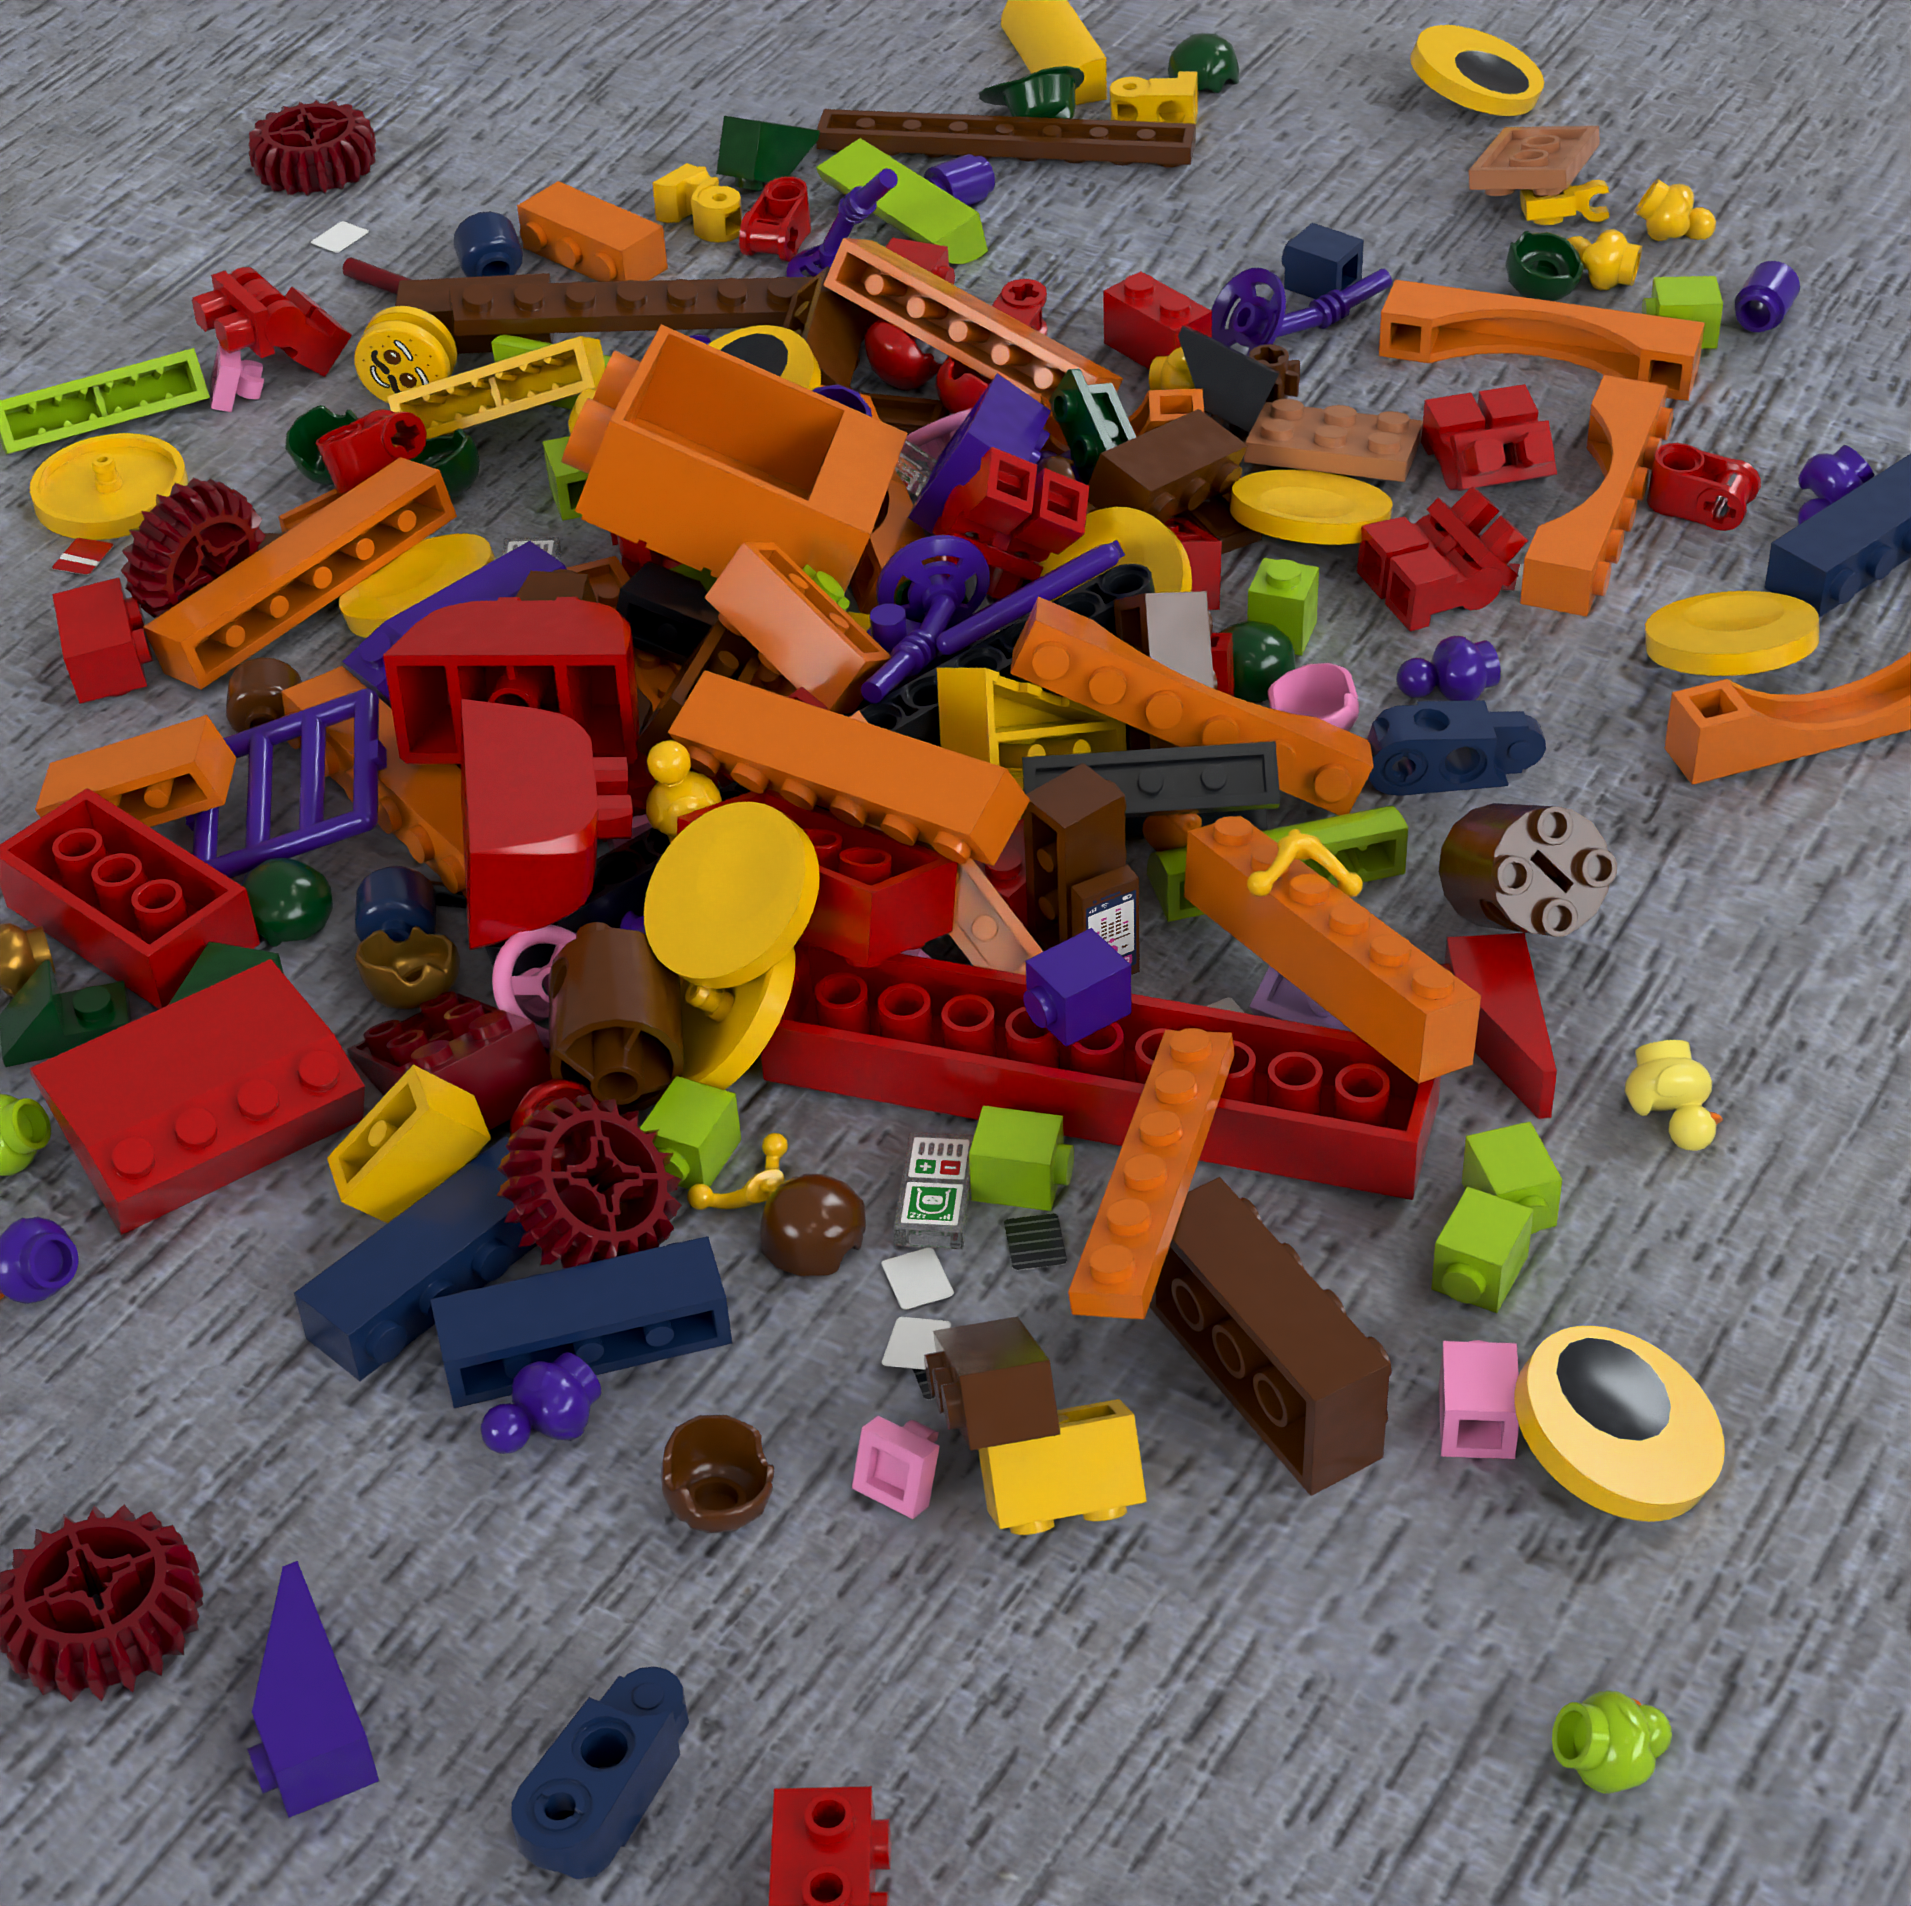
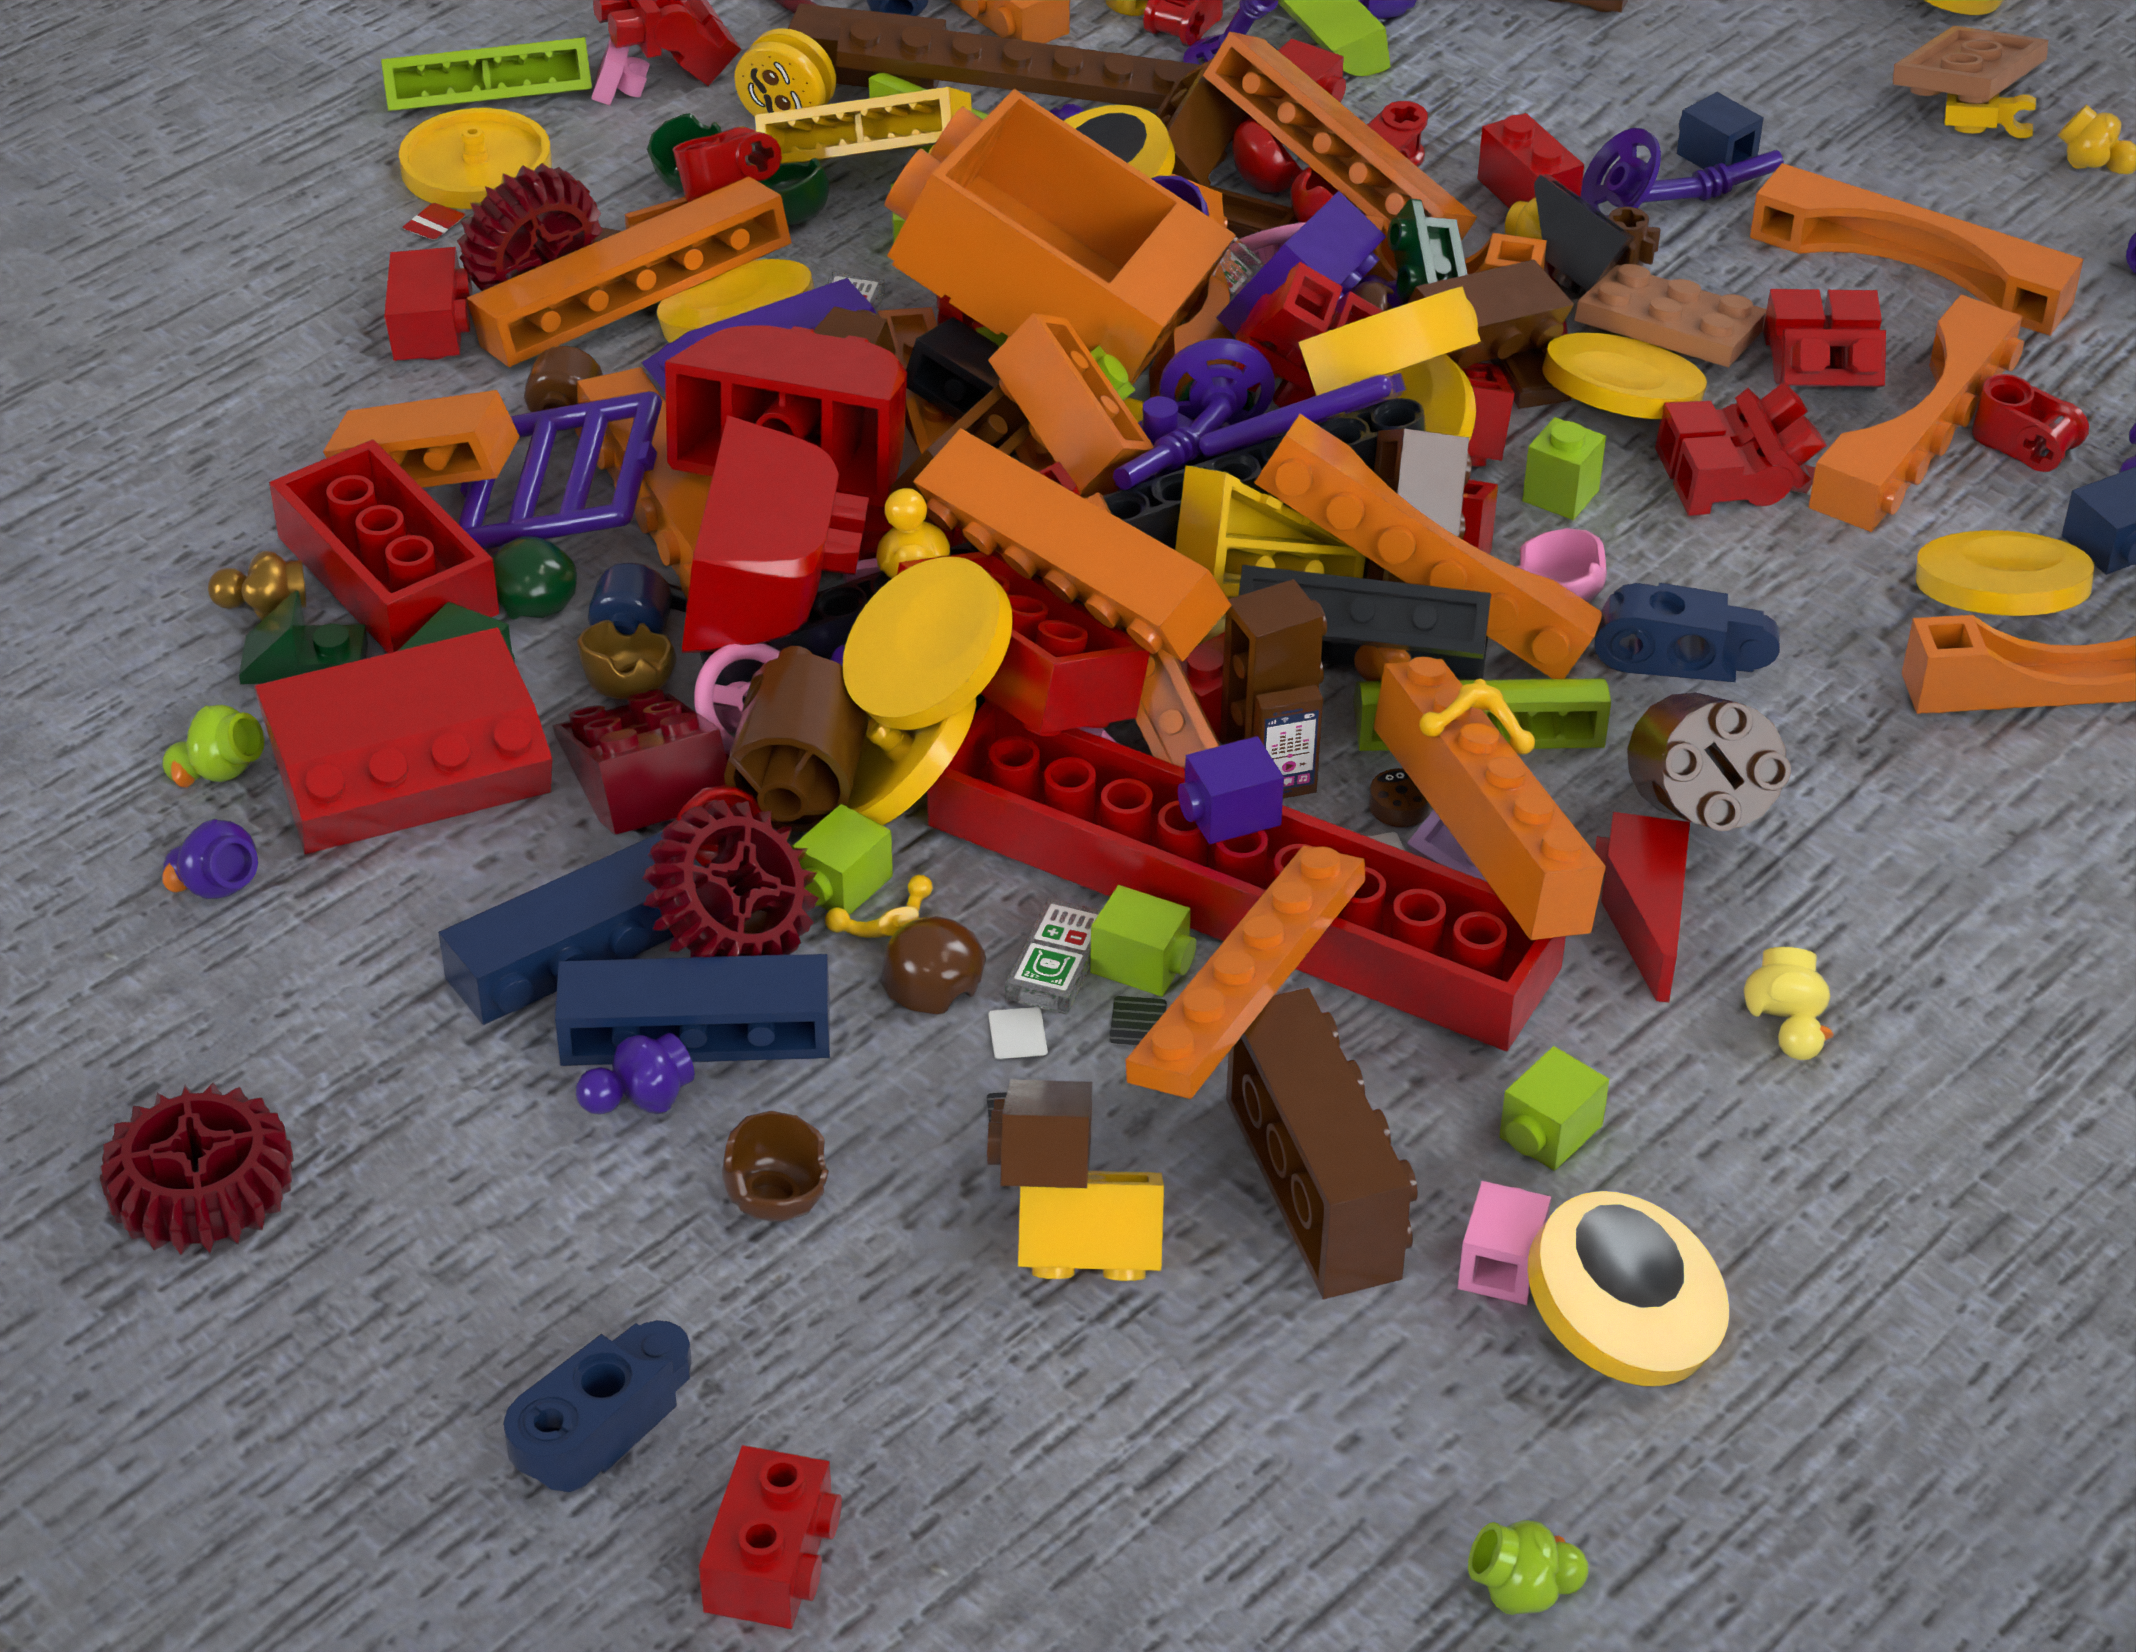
camera: 10 degrees right, 0 degrees up
(304, 1711) = (351, 1296): dark purple slope -> none
(408, 1145) = (576, 818): yellow brick -> none
(897, 1465) = (943, 1192): bright pink tile -> none
(910, 1341) = (990, 1085): white sticker -> none
(1098, 511) = (1391, 340): none -> yellow arch
(1224, 963) = (1397, 799): none -> reddish brown tile
(1259, 658) = (1523, 512): dark green hair -> none
(1456, 668) = (1718, 559): dark purple animal -> none
(1514, 1167) = (1609, 1040): lime brick -> none
(1543, 266) = (1942, 174): dark green hair -> none
(1608, 259) = (2010, 180): yellow animal -> none
(1688, 299) = (2079, 234): lime brick -> none

